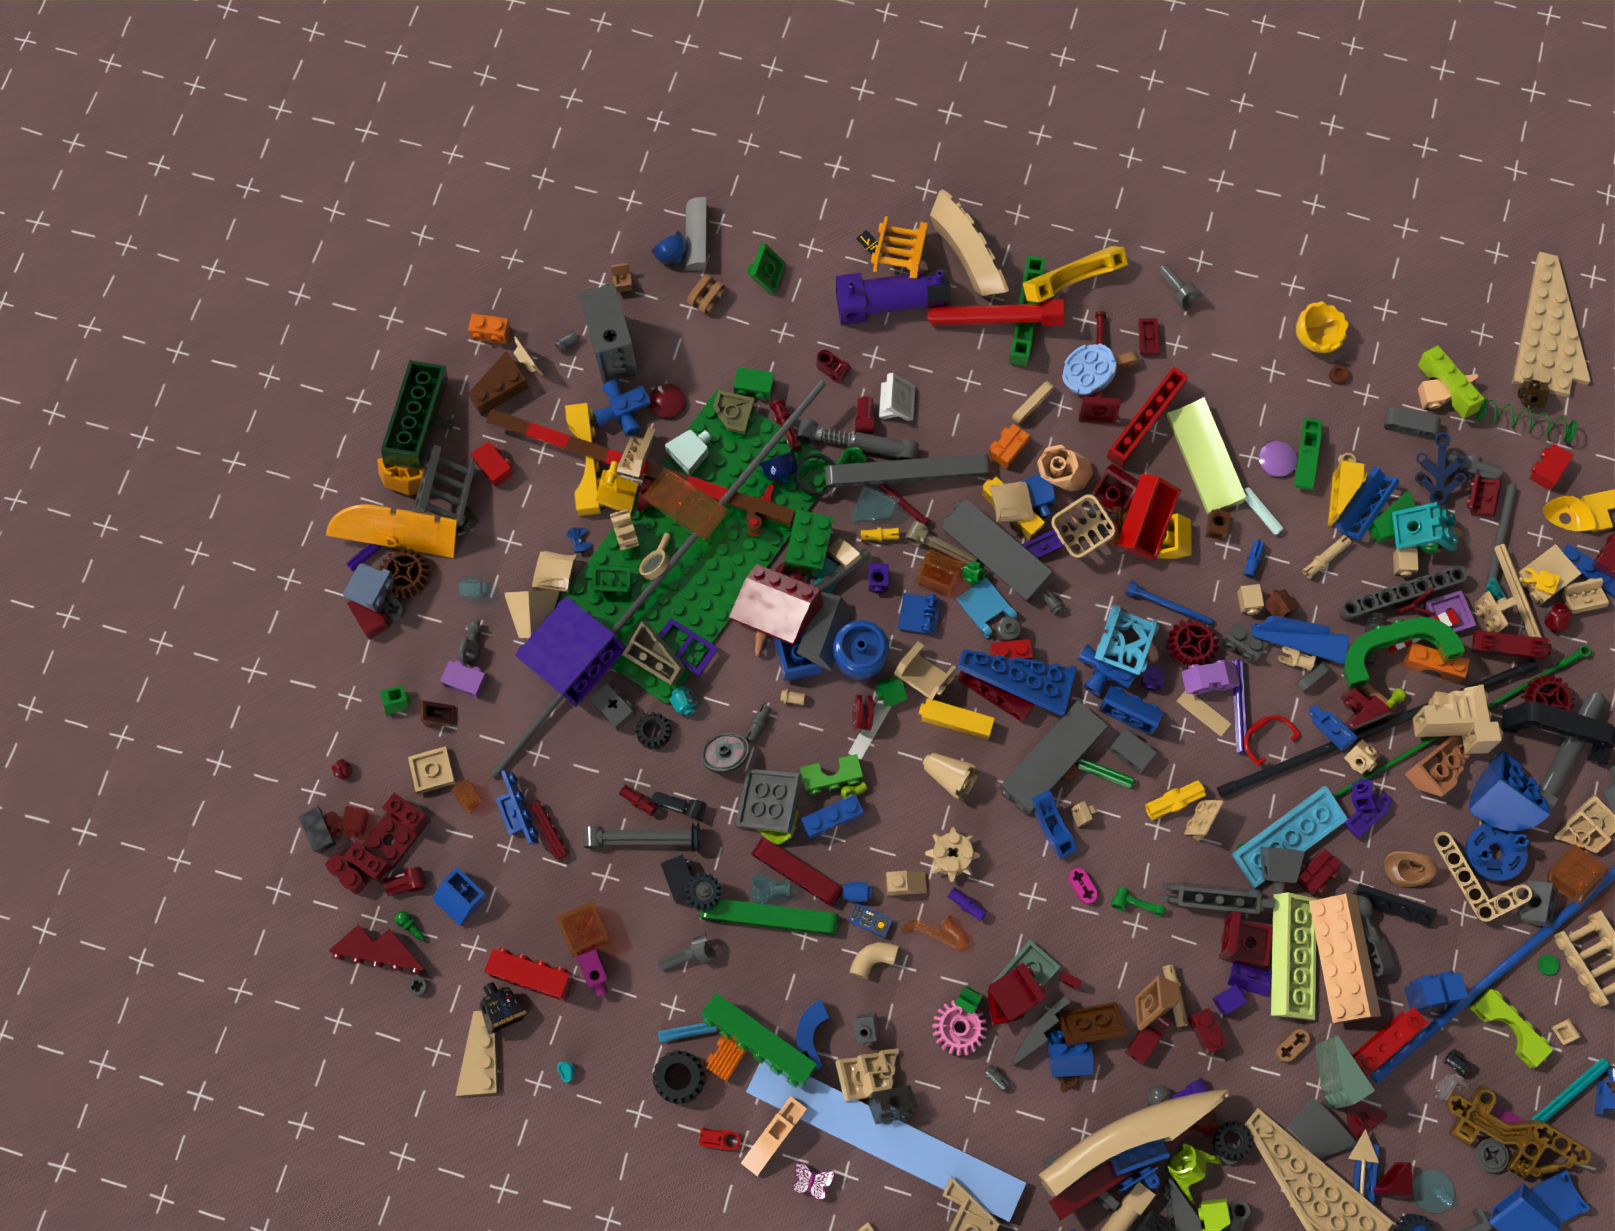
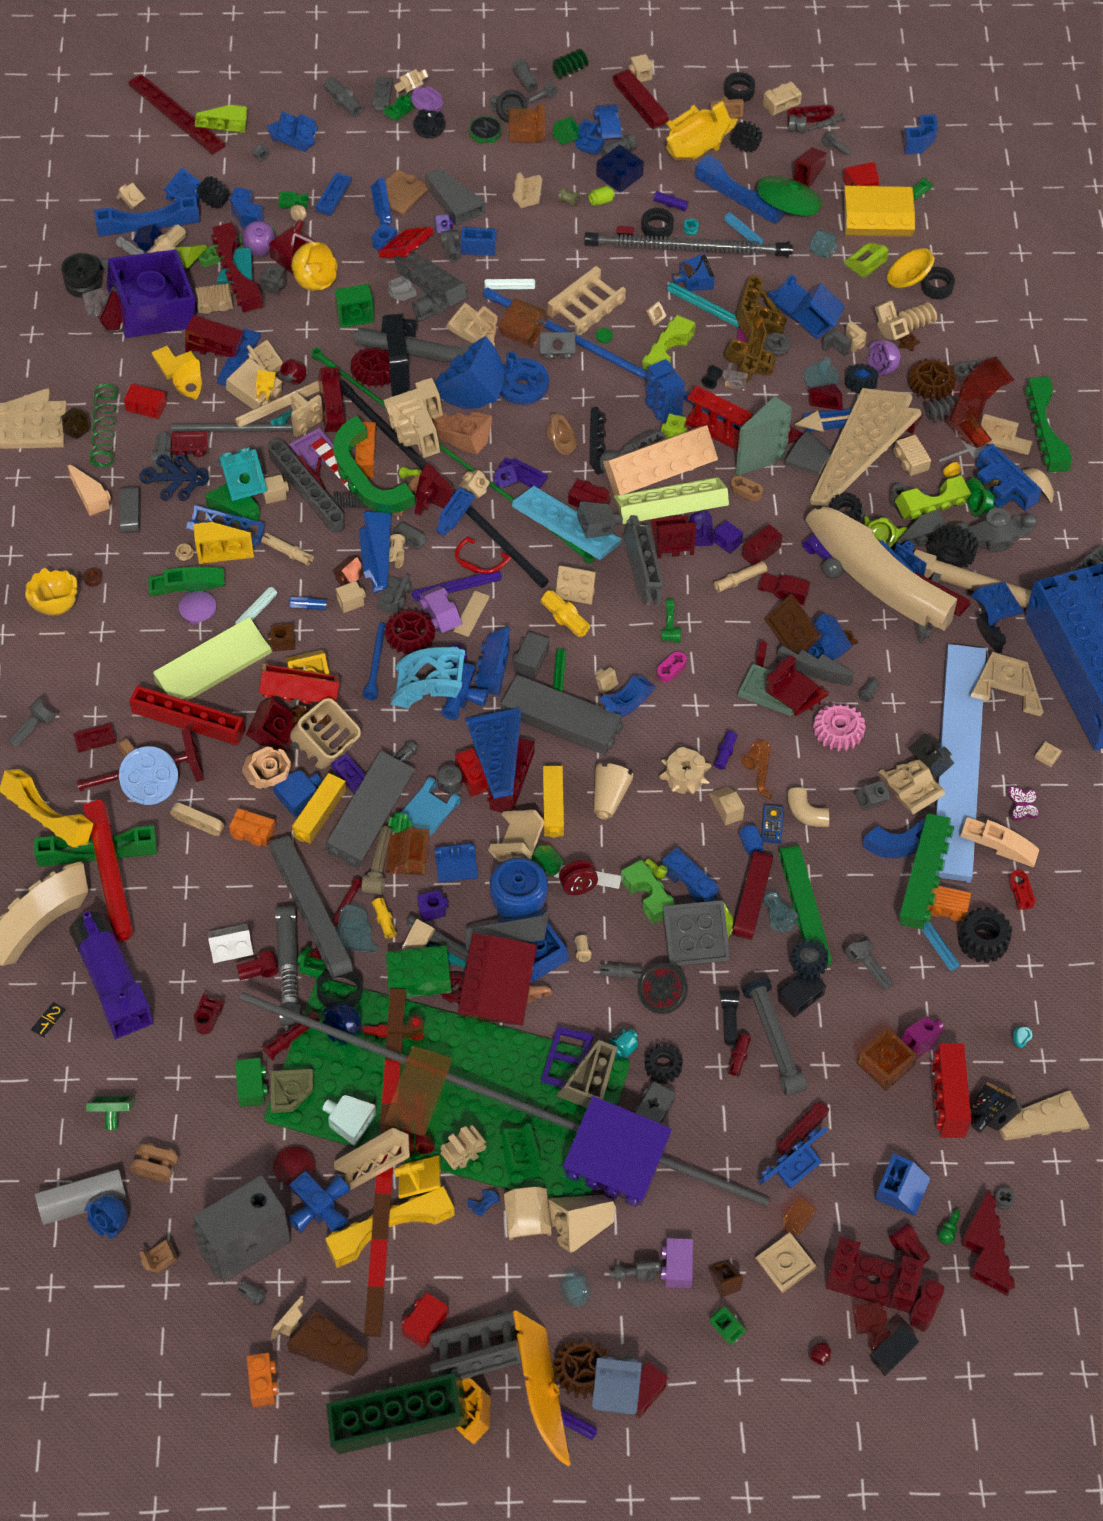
camera: 110 degrees left, 15 degrees down
(657, 561) = (489, 1109): tan piece -> none
(914, 254) = (43, 963): light orange fence -> none
(968, 999) = (813, 722): green slope -> none
(1011, 501) = (317, 802): tan slope -> none
(1155, 1000) = (756, 582): medium nougat slope -> none
(1389, 991) = (674, 425): none -> lime brick
(1464, 395) = (65, 498): lime arch -> none
(1474, 883) = (558, 391): tan beam -> none

